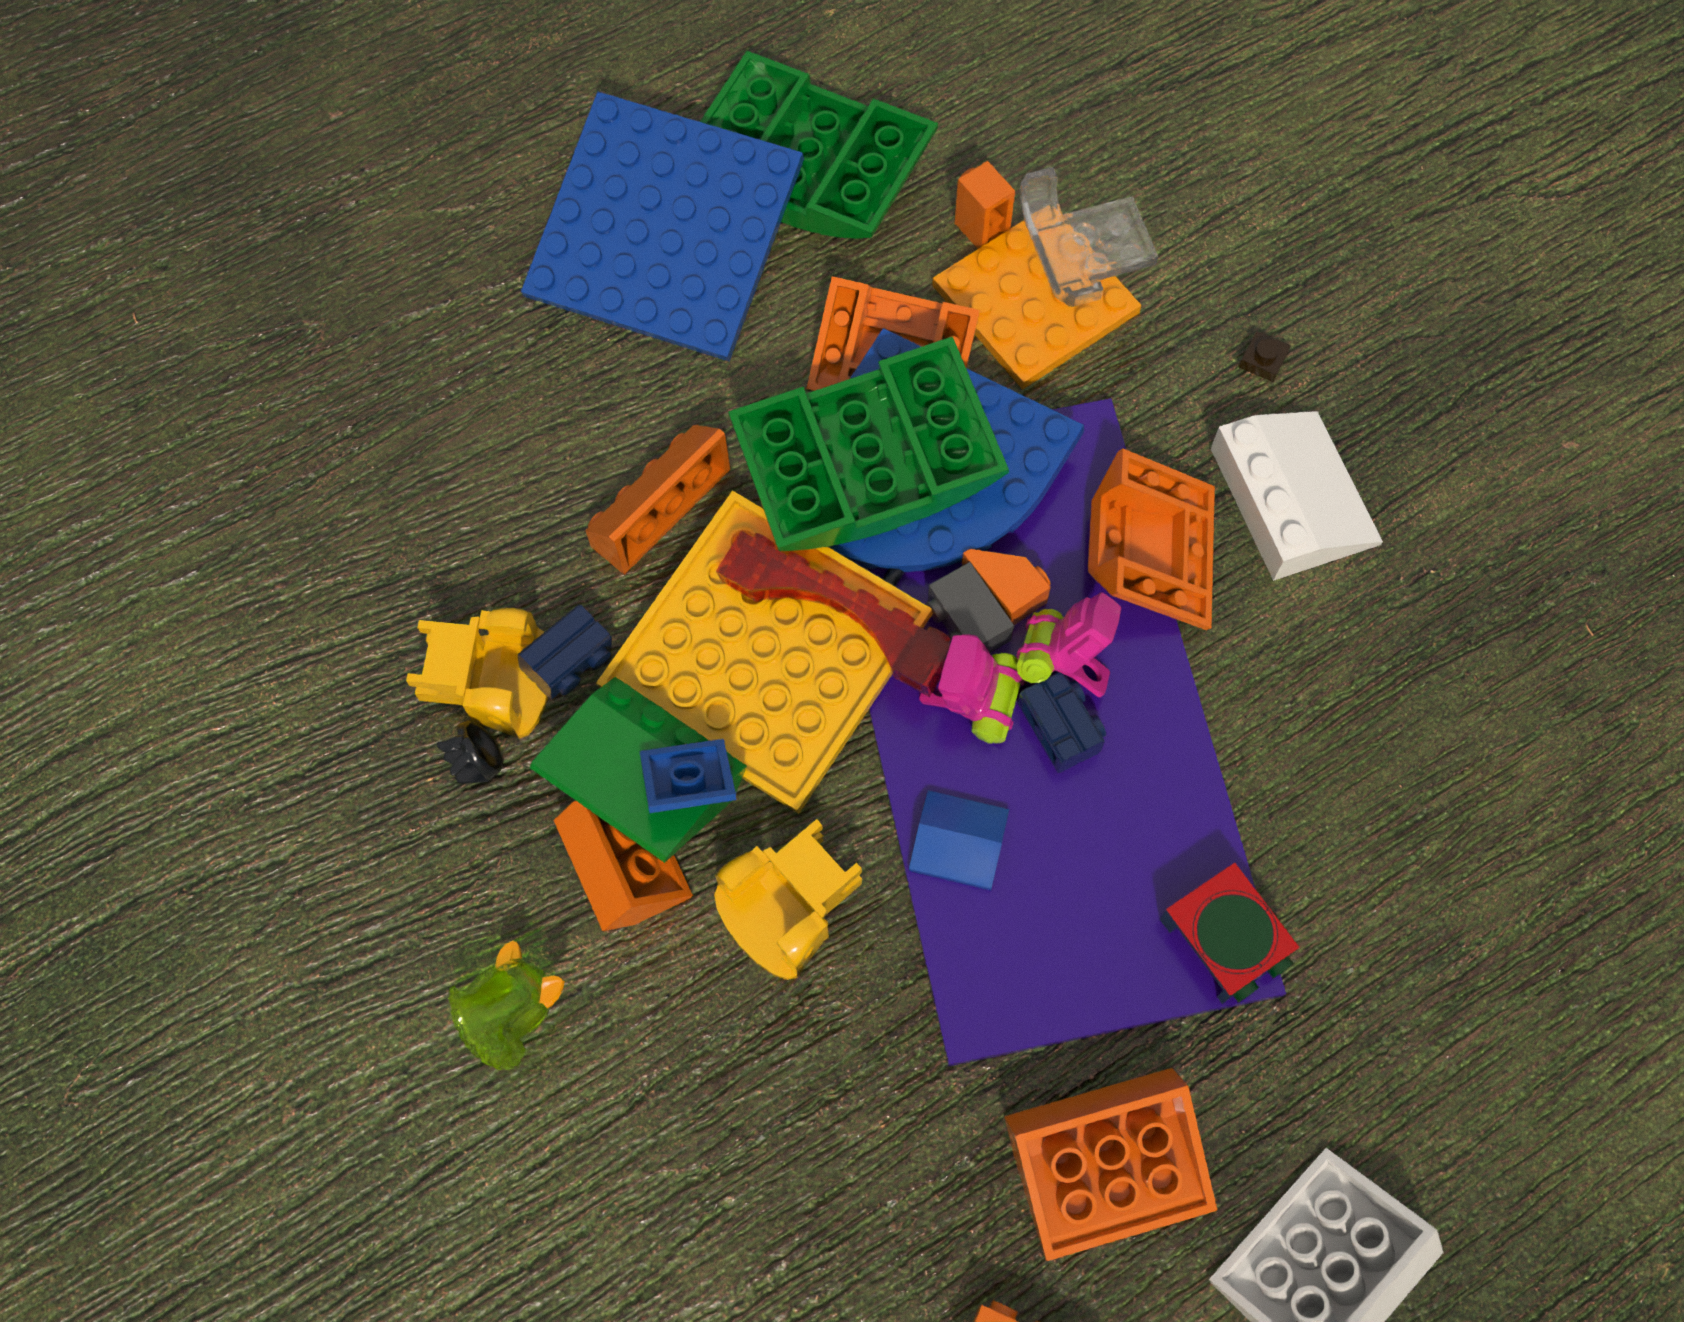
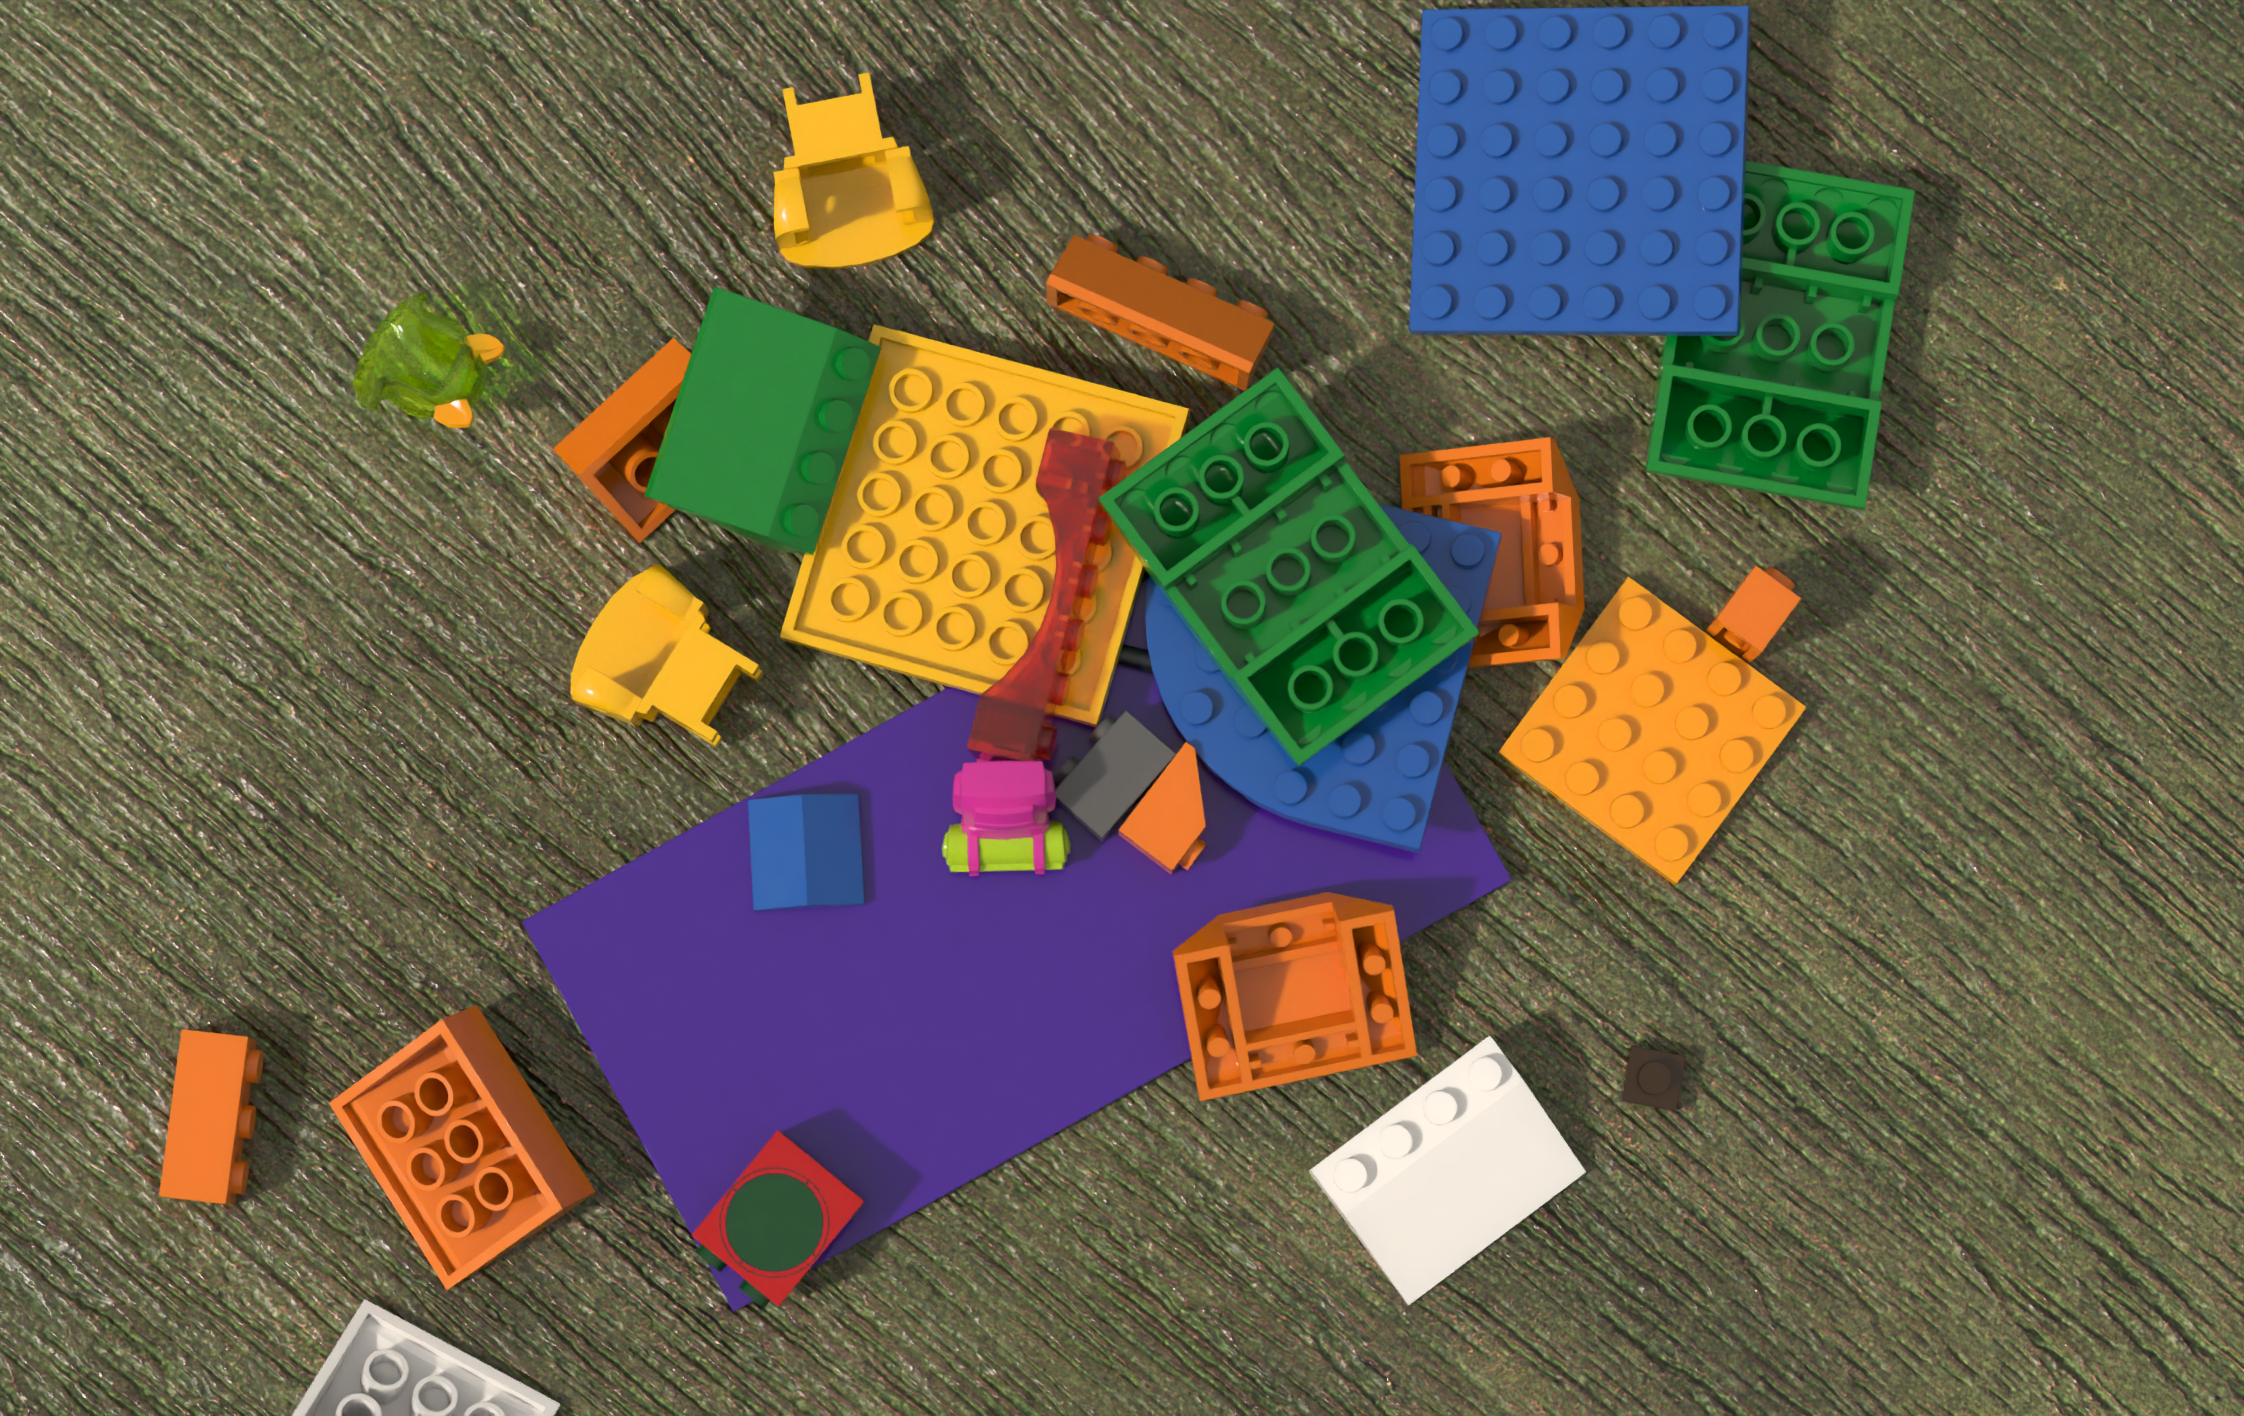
camera: 70 degrees right, 15 degrees up
(472, 754) = (734, 205): black piece -> none
(566, 652) = (900, 270): dark blue brick -> none
(687, 775) = (754, 487): blue slope -> none
(1062, 721) = (998, 938): dark blue brick -> none
(1070, 642) = (1096, 914): dark pink piece -> none
(1085, 243) = (1732, 772): clear piece -> none

